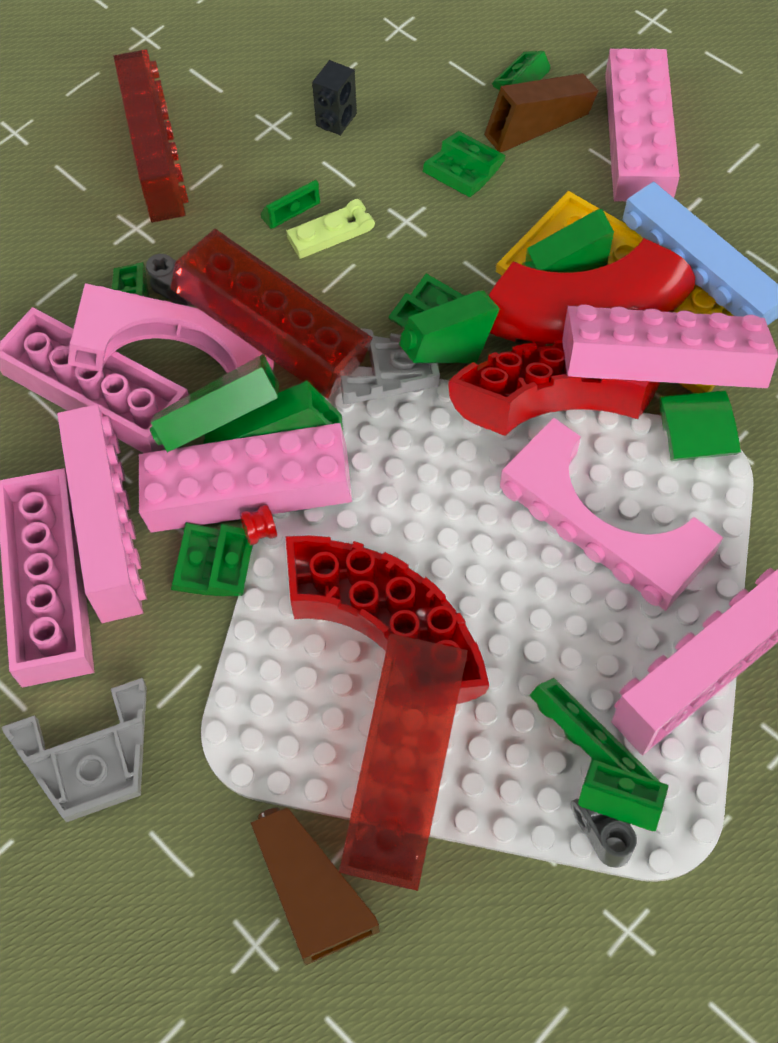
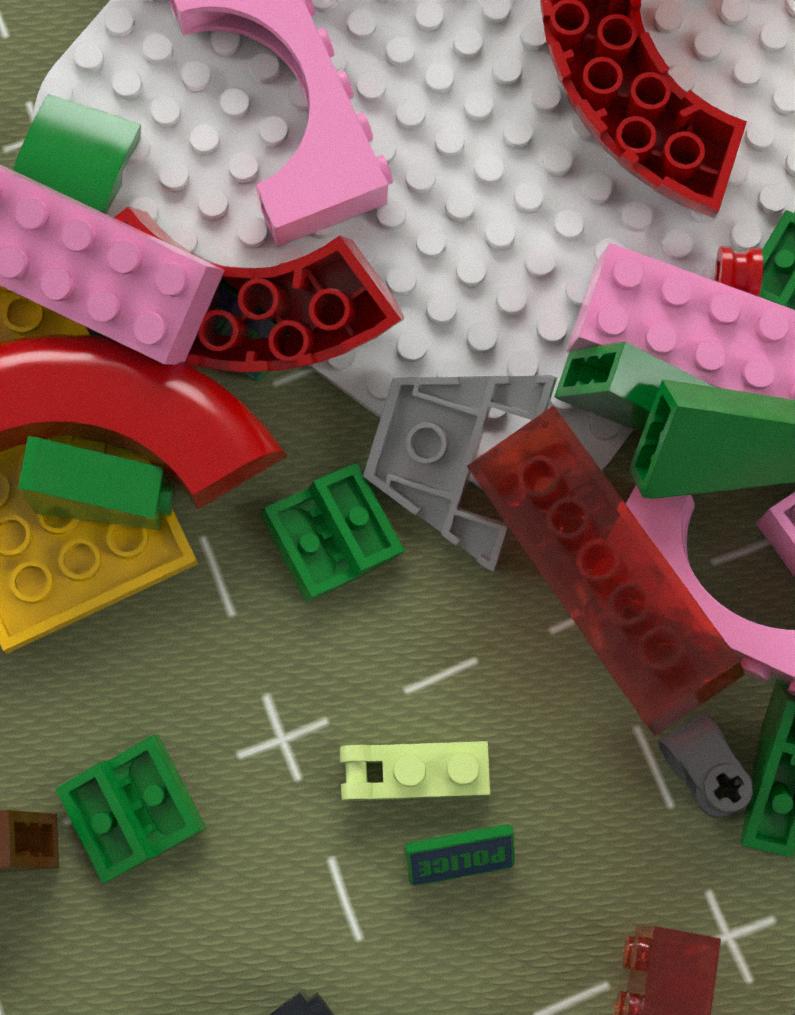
camera: 165 degrees left, 15 degrees up
(450, 331) = (345, 436): green slope -> none

